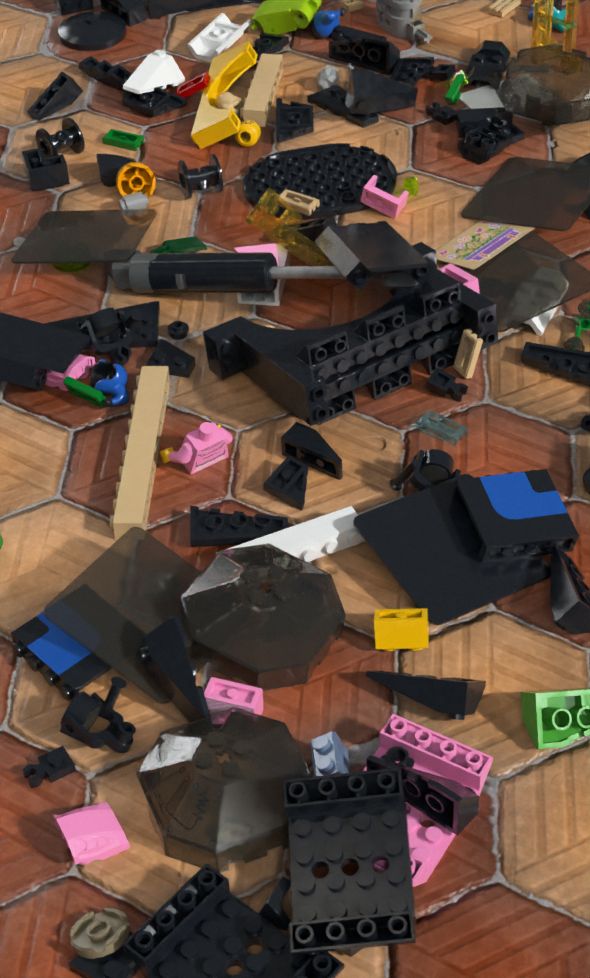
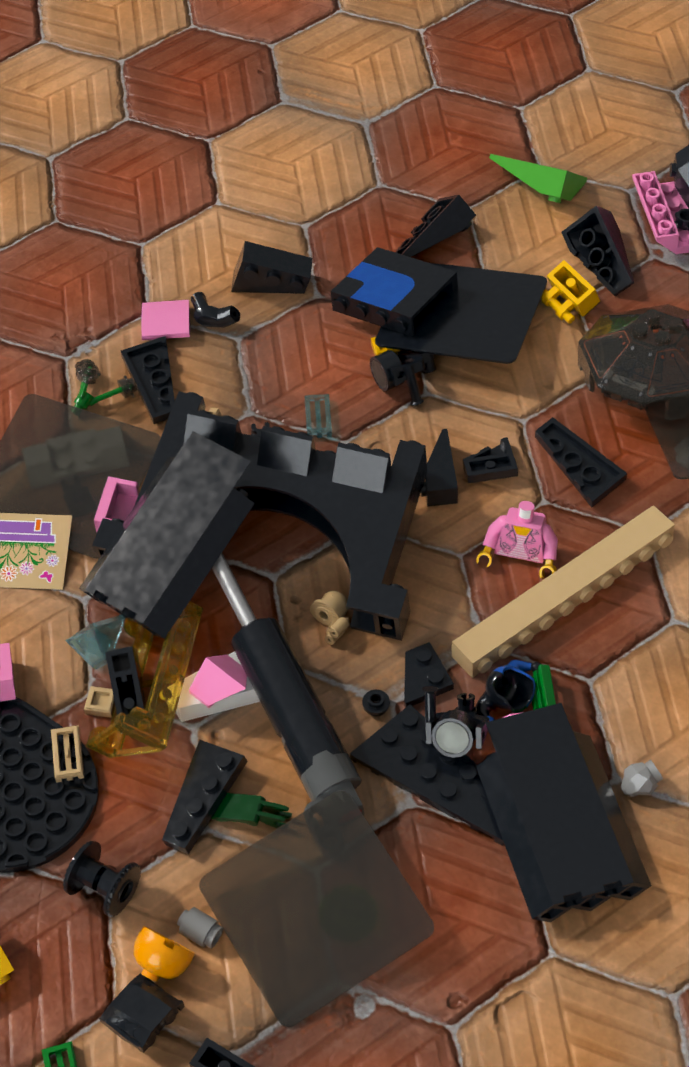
camera: 130 degrees left, 10 degrees up
(206, 235) = (202, 792): none -> black wing
(315, 537) = (575, 411): white brick -> none

